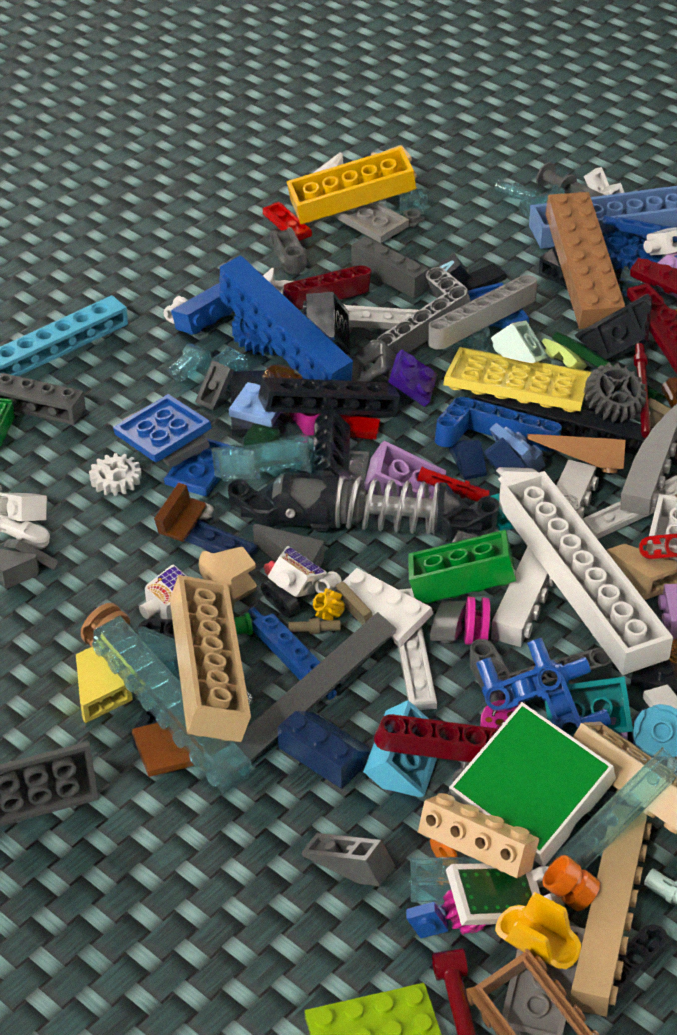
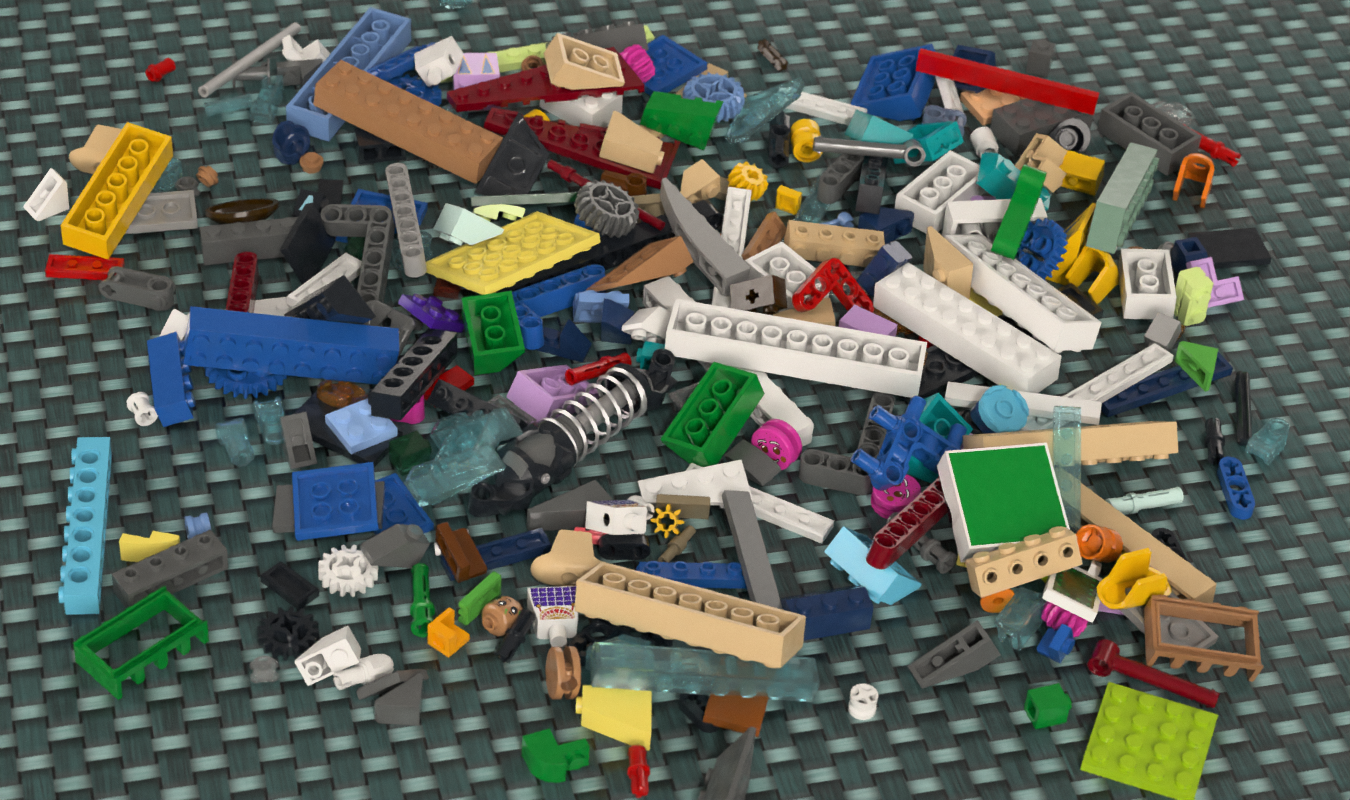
camera: 60 degrees left, 0 degrees up
(21, 668) = (551, 761): none -> green brick
(28, 477) = (287, 633): none -> black gear
(47, 375) = (138, 548): none -> light yellow slope
(49, 724) = (638, 770): none -> red axle
(80, 458) = (289, 585): none -> black tile
(92, 389) = (197, 525): none -> medium blue wheel
(101, 552) = (445, 635): none -> light orange panel
(114, 527) = (422, 608): none -> green pin
(125, 586) = (515, 636): none -> black axle
(140, 569) = (500, 615): none -> medium nougat head
(143, 550) = (481, 595): none -> bright green tile
(152, 481) = (396, 546): none -> dark grey slope
(238, 817) = (863, 701): none -> white wheel
(349, 950) = (1047, 706): none -> green brick
(406, 287) = (307, 244): none -> black tile
(410, 247) = (242, 210): none -> dark brown dish
(418, 409) = (492, 331): none -> green slope
(432, 218) = (207, 176): none -> medium nougat plate
(507, 252) = (311, 162): none -> medium nougat plate
(508, 230) = (290, 142): none -> dark blue hair
(512, 148) = (157, 71): none -> red pin
(559, 169) = (248, 60): none -> light grey piece
(629, 524) = (759, 295): none -> brick

